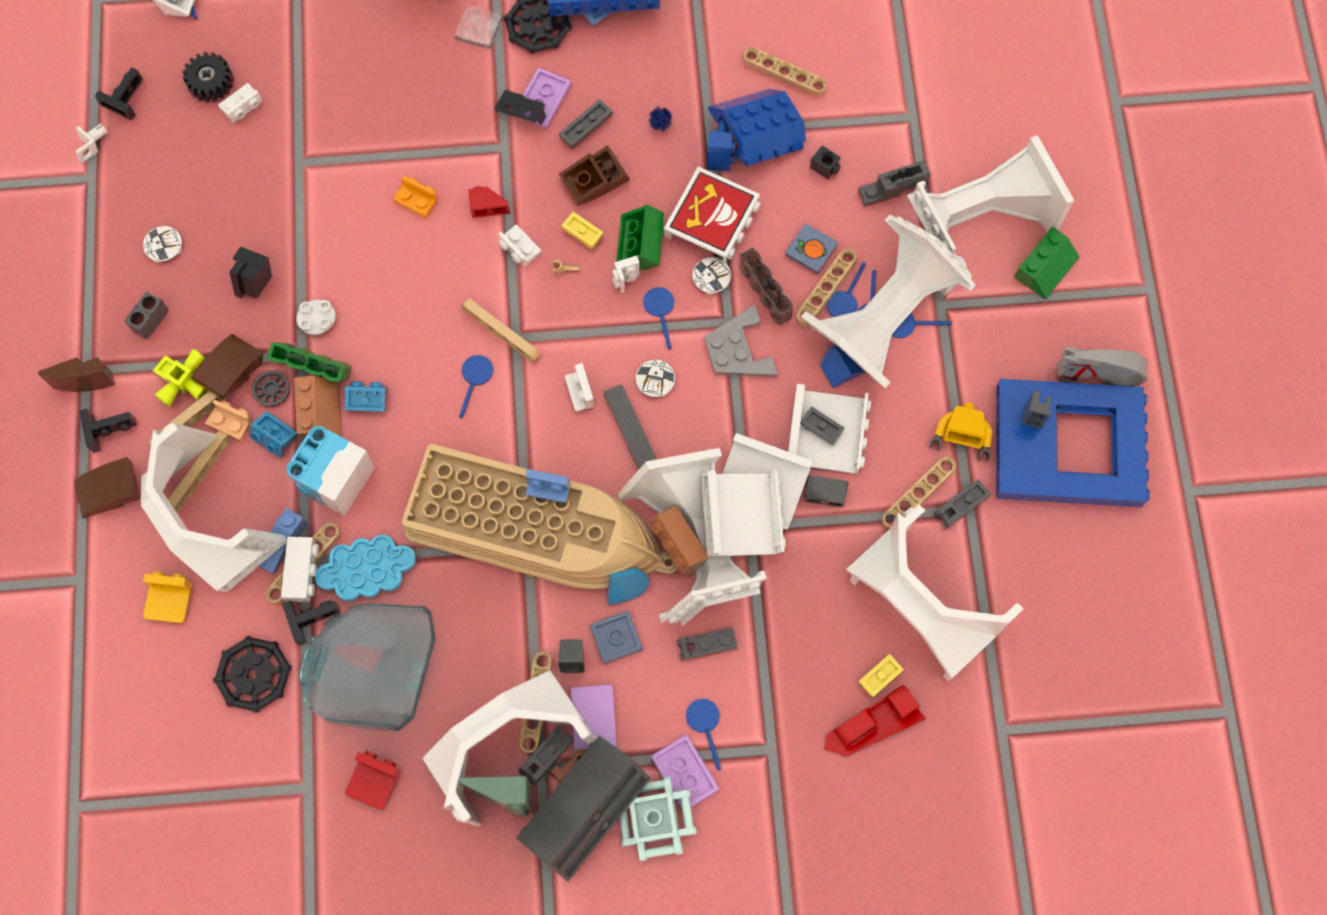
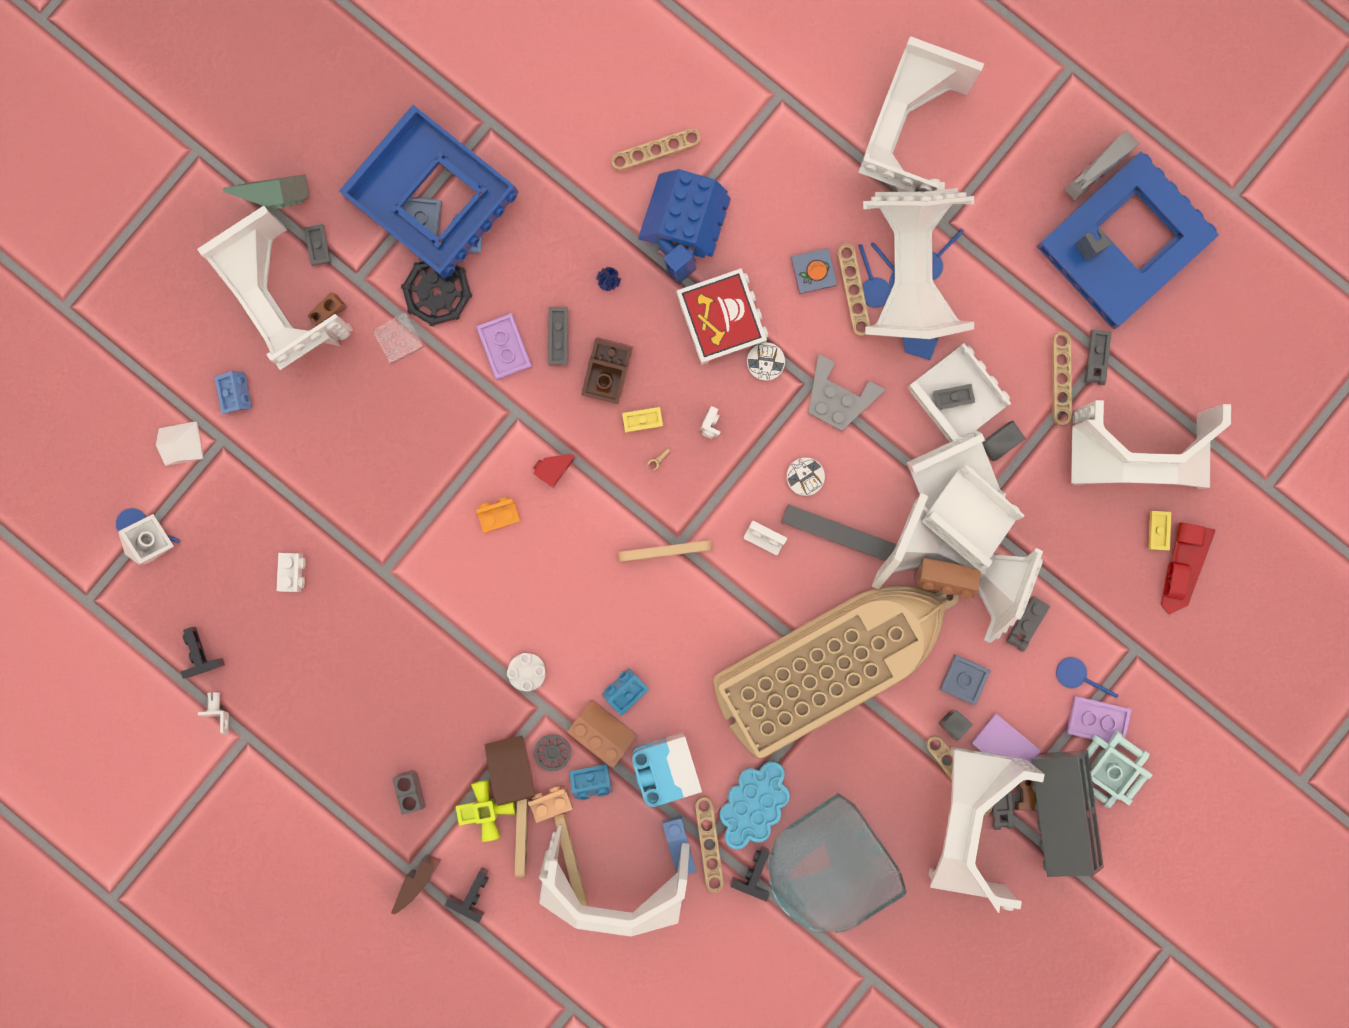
camera: 50 degrees left, 15 degrees up
(107, 487) = (521, 933): reddish brown slope -> none
(162, 244) = (357, 731): white dish -> none
(167, 597) = (647, 960): yellow bracket -> none
(207, 87) = (254, 586): black bush -> none
(241, 669) = (764, 956): black plate -> none
(249, 273) = (449, 690): black plate -> none
(299, 569) = (717, 853): white brick -> none
(305, 359) = (566, 707): green brick -> none
(372, 780) = (910, 932): red bracket -> none
(475, 371) = (678, 595): blue piece -> none
(509, 793) = (1010, 860): sand green slope -> none
(520, 105) = (500, 372): black piece -> none
(520, 246) = (610, 475): white bracket -> none
(547, 486) = (835, 637): medium blue bracket -> none
(626, 585) = (941, 641): dark azure tile -> none
(641, 236) = (689, 385): green slope -> none
(659, 303) = (750, 418): blue piece -> none
(767, 288) = (821, 335): clear smoke brick -> none
(825, 155) = (753, 200): black brick -> none
(894, 182) = (824, 163): dark grey plate -> none
(966, 428) = (1050, 301): yellow torso -> none
(1047, 263) = (986, 118): green slope -> none

